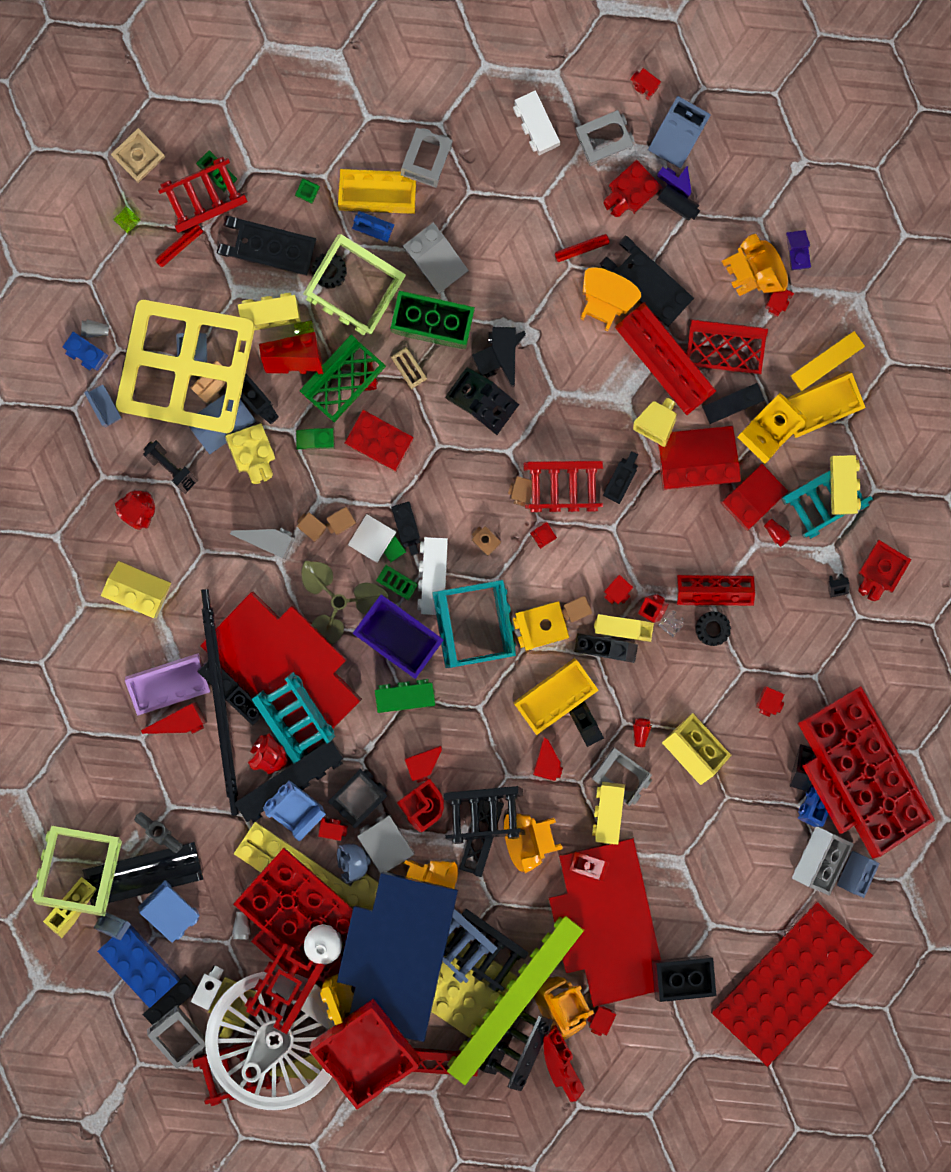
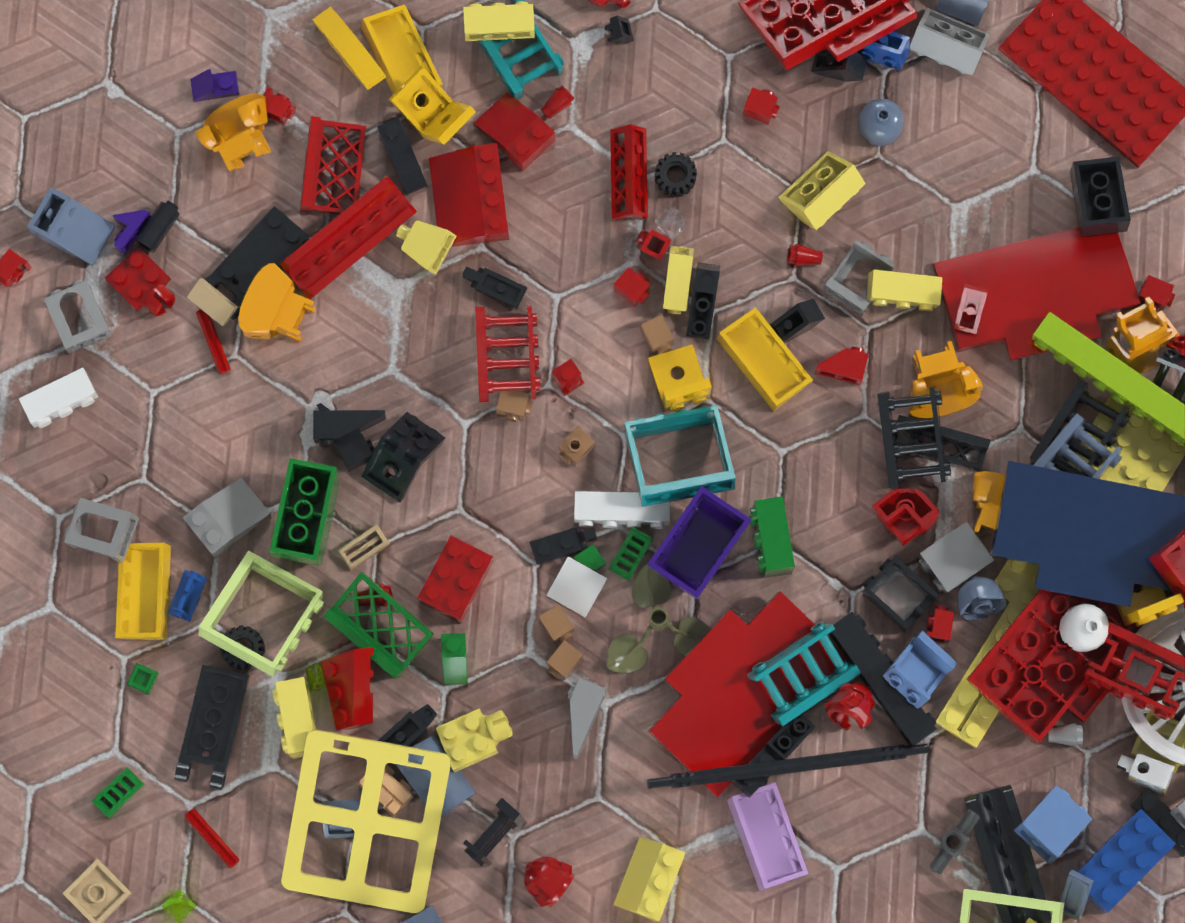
camera: 90 degrees left, 10 degrees down
(182, 721) = (814, 814): red slope -> none
(218, 205) = (162, 788): red fence -> none
(422, 764) = (854, 515): red slope -> none
(612, 247) = (212, 302): none -> tan tile
(746, 796) = (879, 130): none -> sand blue cylinder

